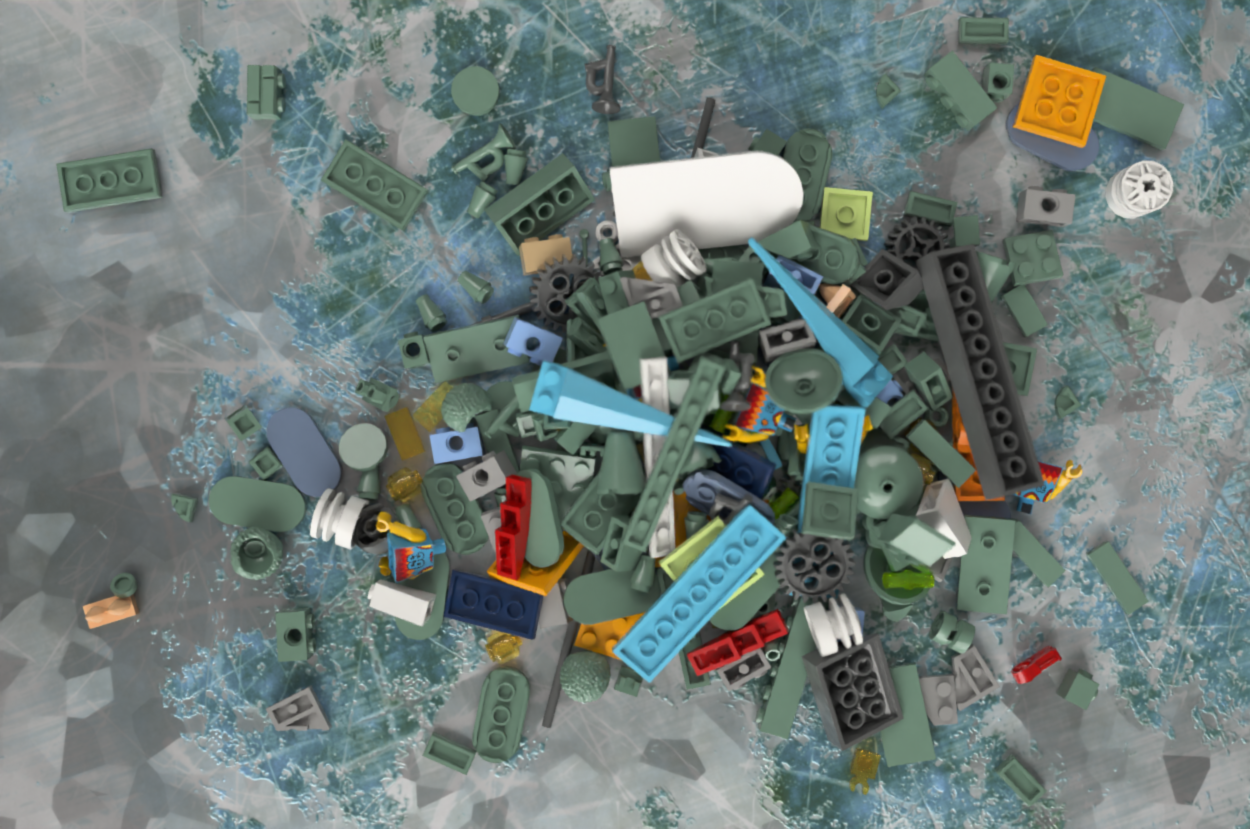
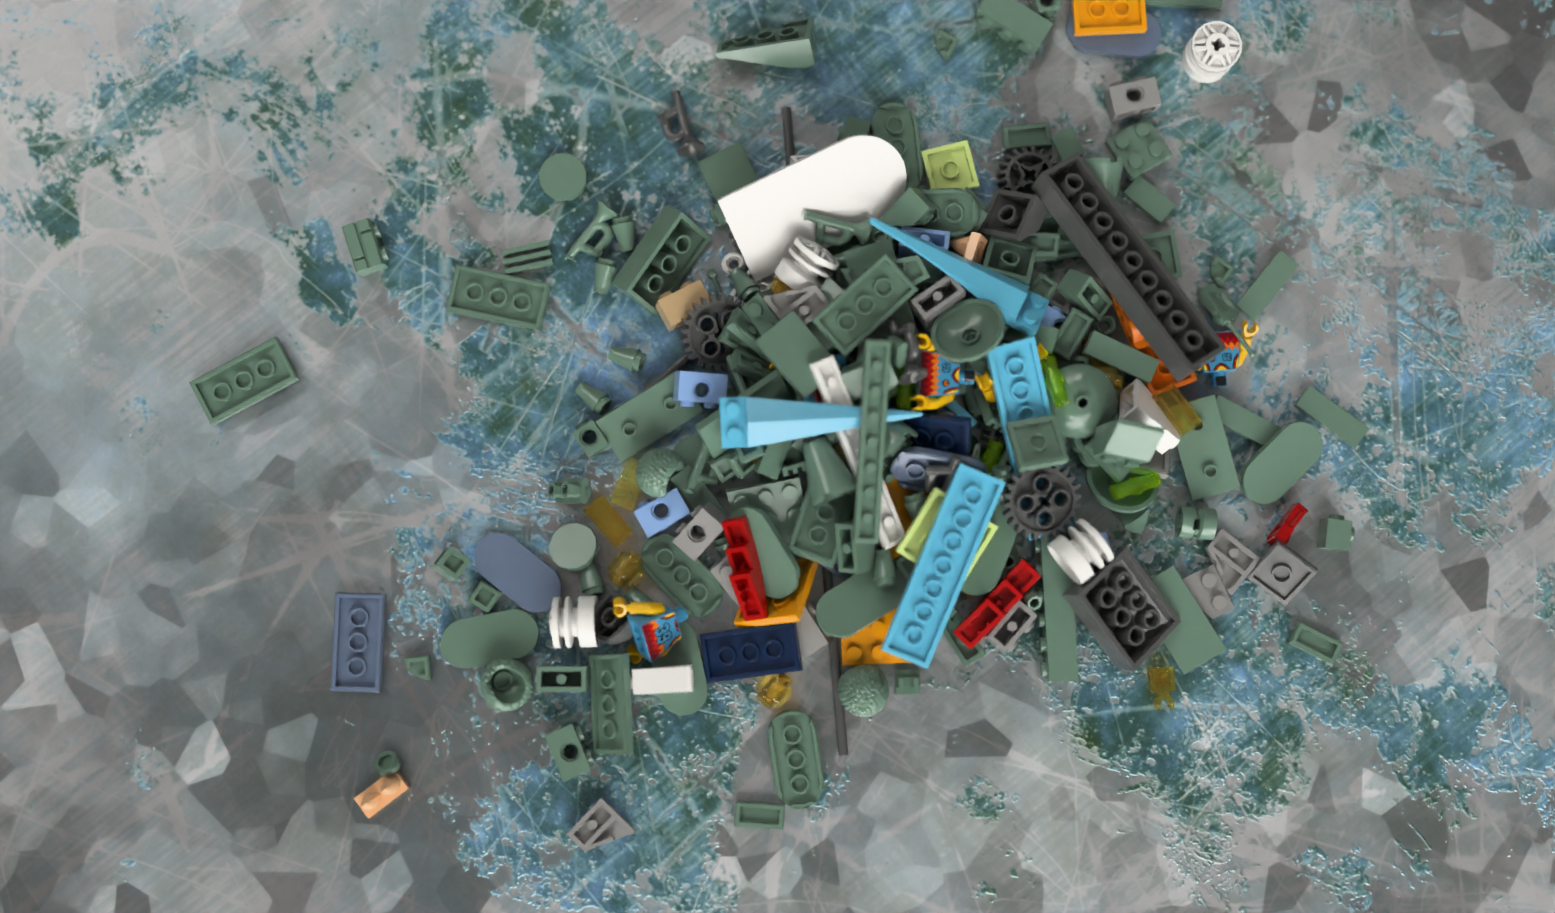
camera: 25 degrees left, 5 degrees down
(135, 463) = (358, 642): none -> sand blue tile
(310, 566) = (562, 678): none -> sand green brick
(347, 605) = (611, 704): none -> sand green tile
(416, 147) = (526, 248): none -> sand green tile
(729, 38) = (785, 47): none -> sand green wedge
(738, 244) = (860, 230): none -> sand green piece
(868, 458) = (1054, 381): none -> clear neon green pin
(975, 522) = (1177, 409): none -> clear yellow tile
(1015, 707) = (1282, 572): none -> tile
(1053, 442) = (1223, 310): none -> sand green piece
(1053, 604) = (1280, 462): none -> sand green tile
(1104, 432) = (1266, 285): none -> sand green tile

